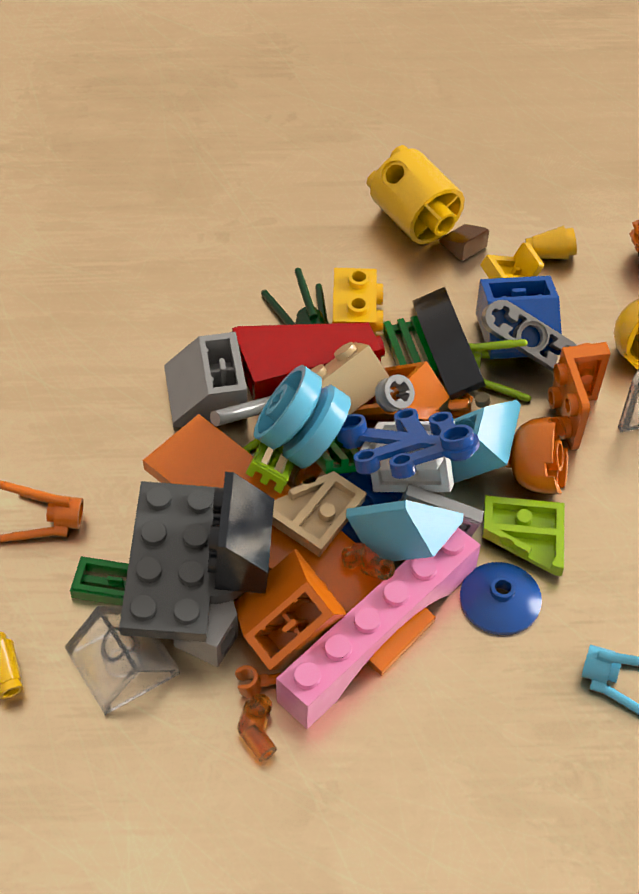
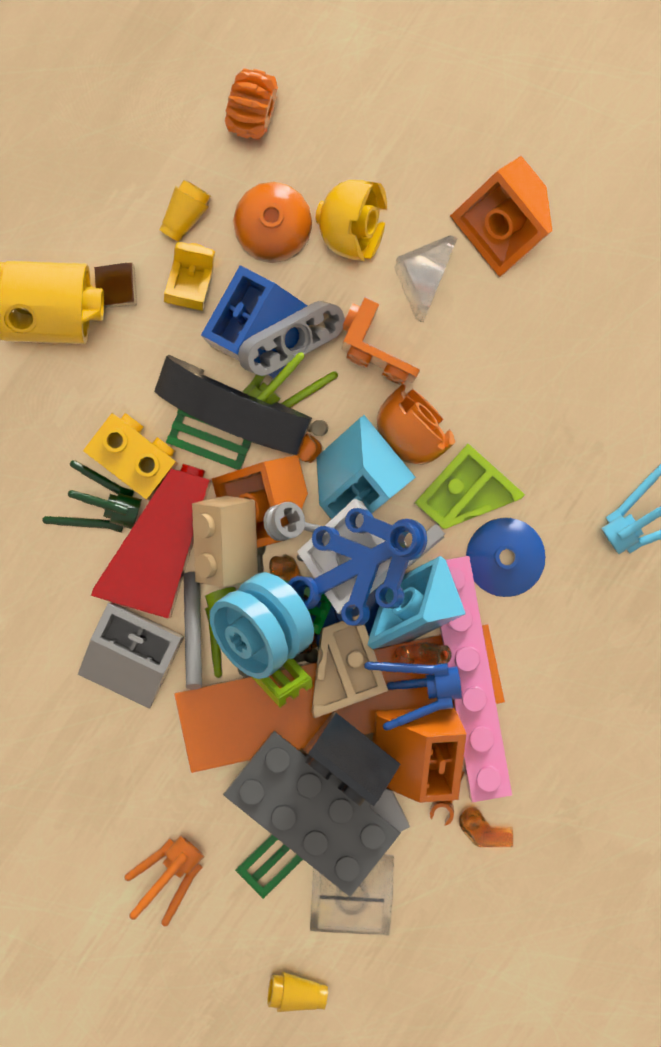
camera: 50 degrees left, 35 degrees up
(356, 578) = (441, 683): none -> blue plant
(595, 295) = (272, 222): none -> orange cylinder

